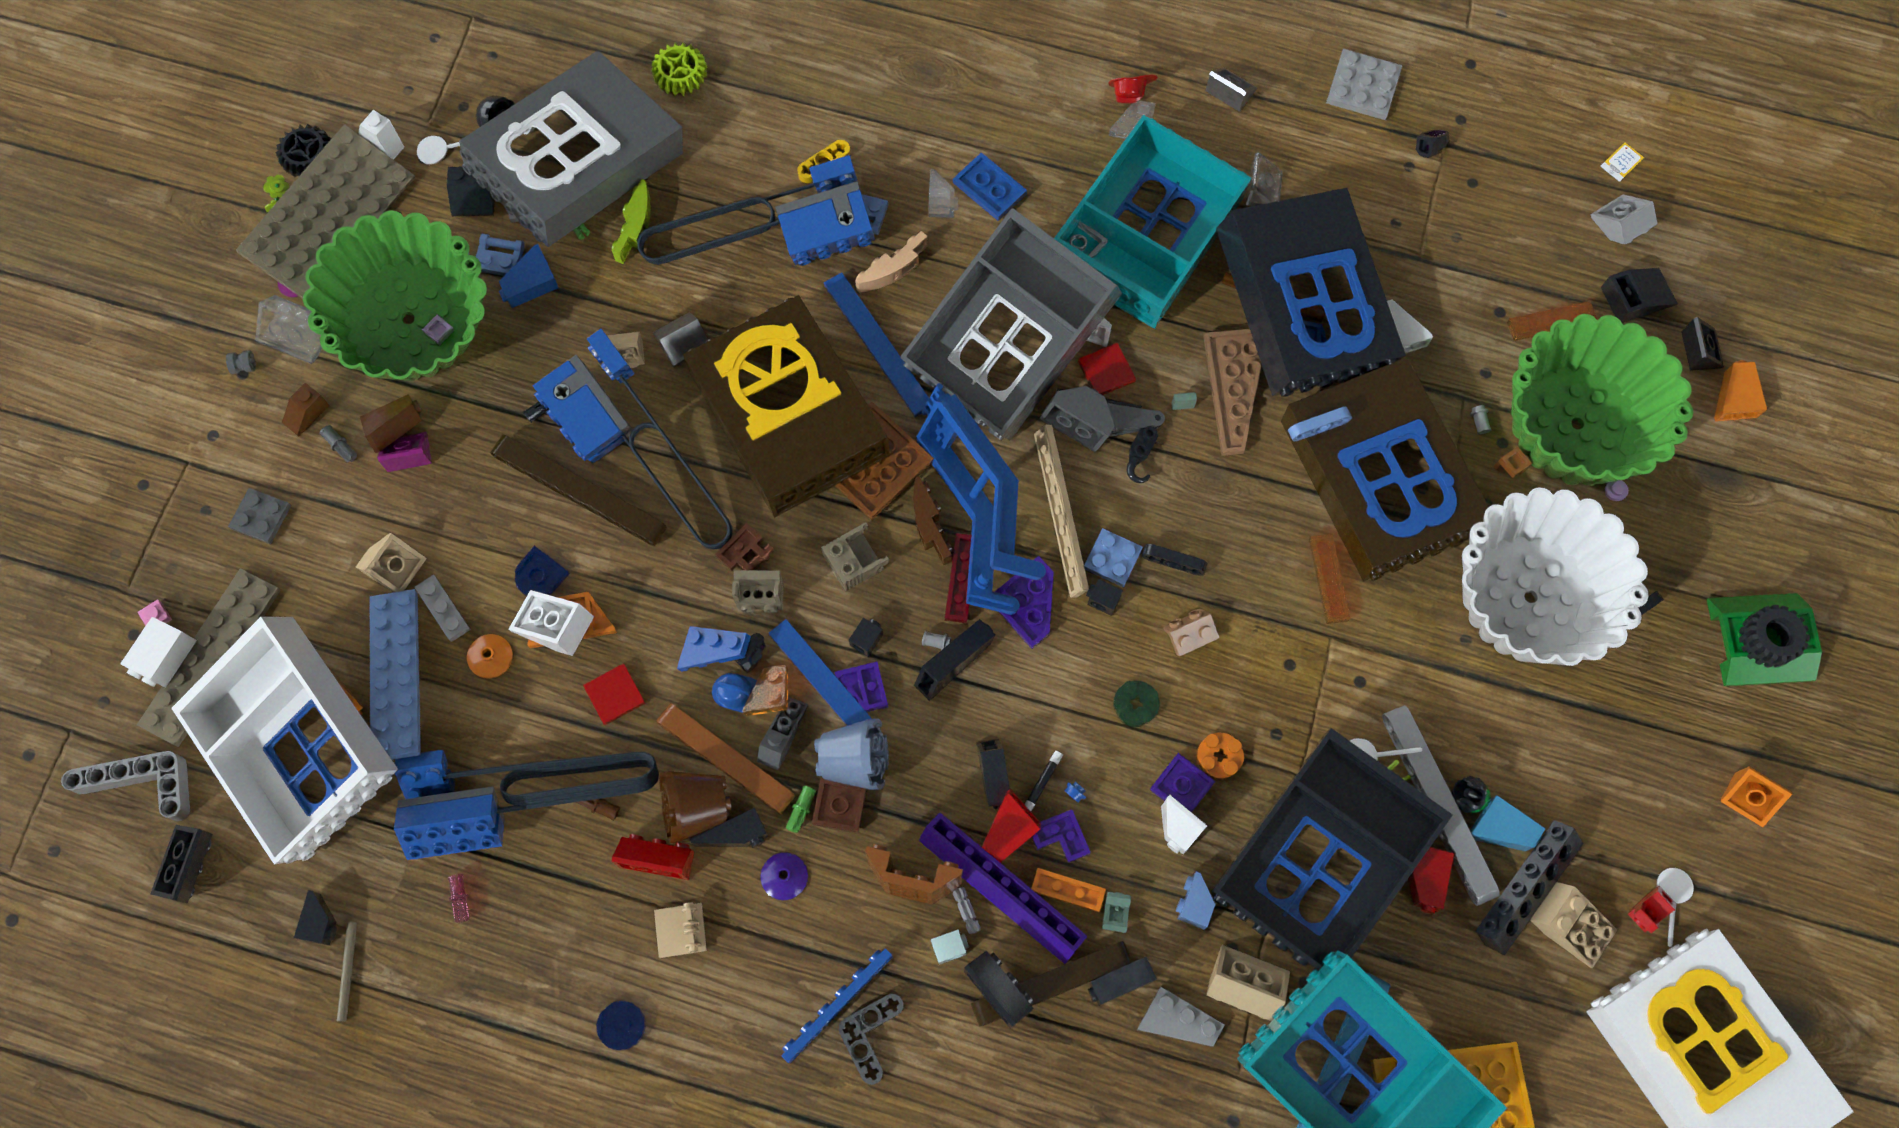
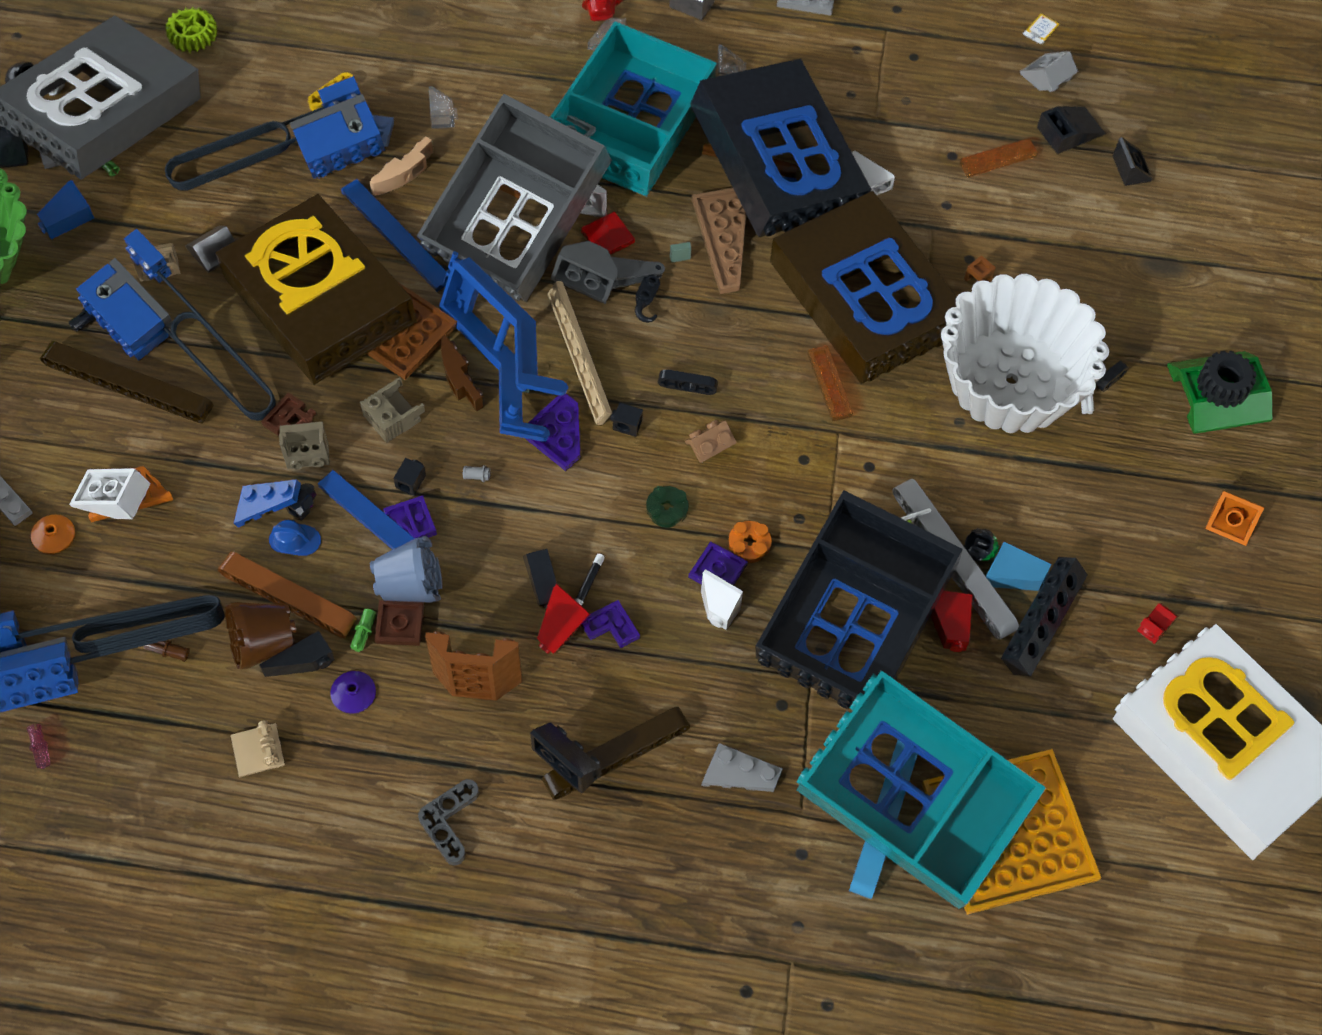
camera: 10 degrees left, 10 degrees down
(498, 262) = (36, 201): medium blue plate -> none
(539, 573) = (94, 454): clear blue tile -> none
(614, 694) = (175, 552): red tile -> none
(621, 1025) = (207, 842): clear blue tile -> none
(637, 220) = (162, 150): lime slope -> none
(654, 857) = (226, 687): red slope -> none
(769, 692) = (323, 533): clear orange wing -> none
(781, 734) = (338, 567): dark grey slope -> none
(829, 1012) = (407, 803): blue plate -> none
(949, 946) = (515, 731): light aqua brick -> none
(953, 659) = (492, 486): black slope -> none
(956, 604) = (491, 438): dark red plate -> none
(966, 910) = (529, 700): light grey axle -> none
(989, 186) = (480, 94): blue plate -> none
(1003, 888) = (565, 675): dark purple brick -> none
(1068, 890) = (622, 670): orange plate -> none
(1075, 791) = (619, 585): blue plate -> none
(1112, 557) = (631, 387): medium blue plate -> none
(1116, 912) = (670, 682): sand green bracket -> none
(1121, 981) = (682, 740): black slope -> none
(1197, 904) = (744, 668): medium blue slope -> none
(1248, 983) = (797, 729): tan slope -> none
(1320, 424) = (802, 249): medium blue beam -> none
(1431, 142) = (873, 27): black rock -> none
(1481, 419) = (947, 241): light grey pin -> none
(1574, 923) = (1089, 643): tan slope -> none
(1616, 490) = (1075, 284): lavender plate -> none
(1617, 389) = (1047, 192): bright green container -> none
(1679, 888) = (1180, 604): white piece -> none
(1740, 393) = (1170, 198): orange slope -> none

